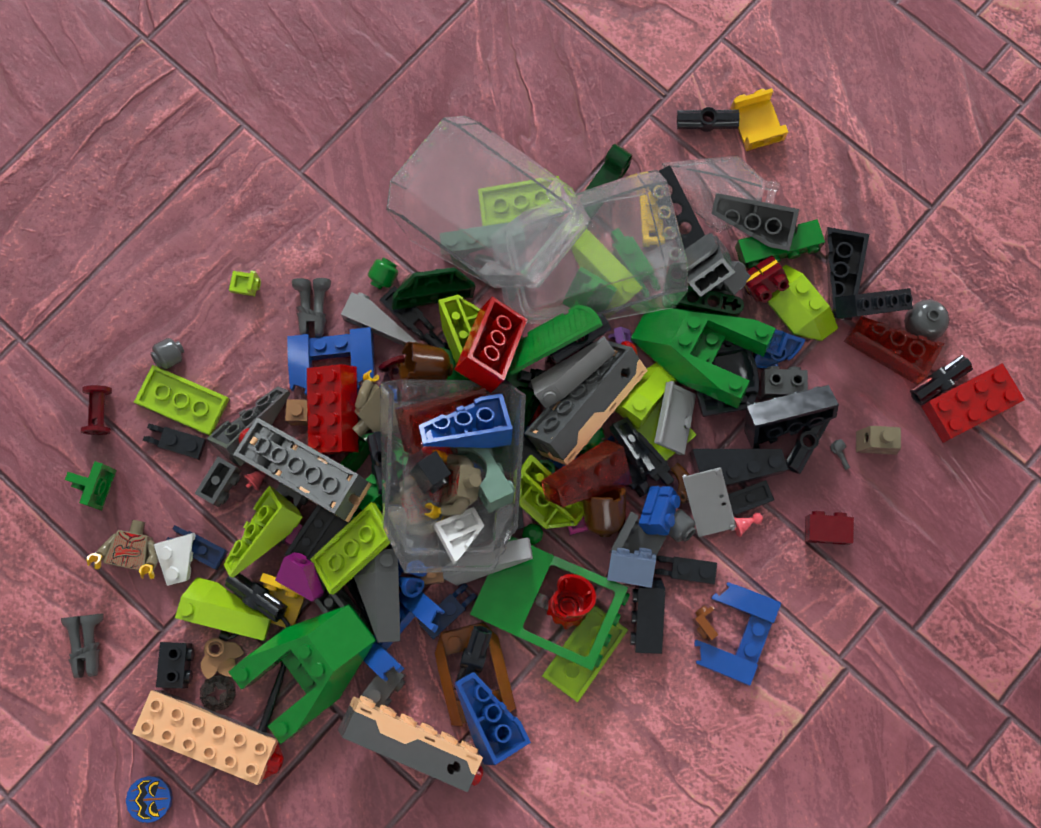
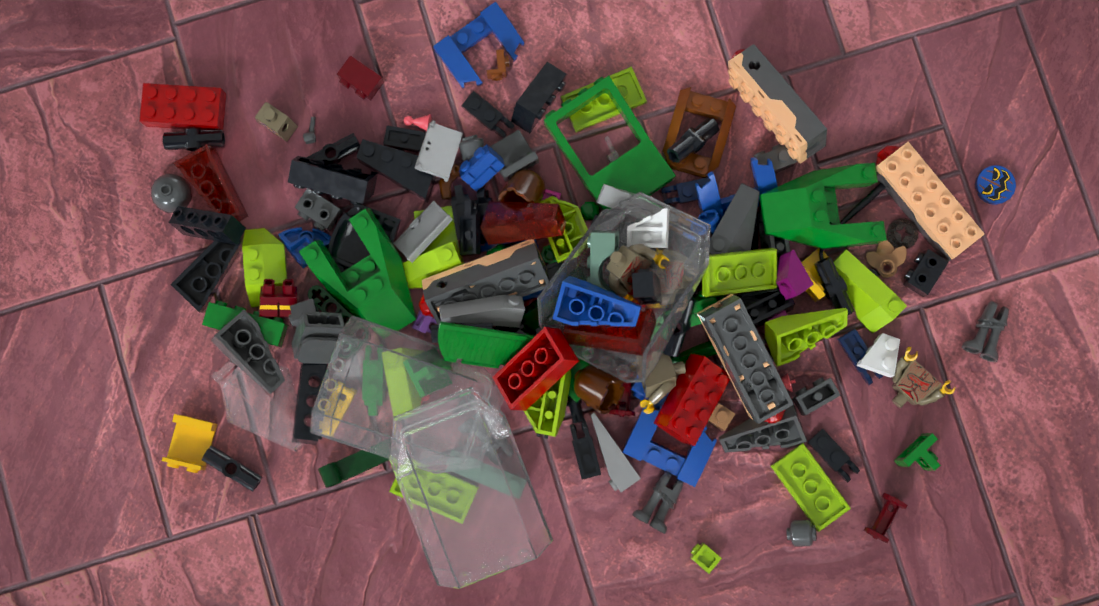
camera: 145 degrees left, 5 degrees up
(383, 273) = (585, 496): green head -> none
(430, 286) = (552, 457): dark green wedge -> none
(490, 723) = (706, 85): blue wedge -> none
(571, 601) = (591, 138): red hat -> none
(632, 568) = (529, 132): sand blue brick -> none

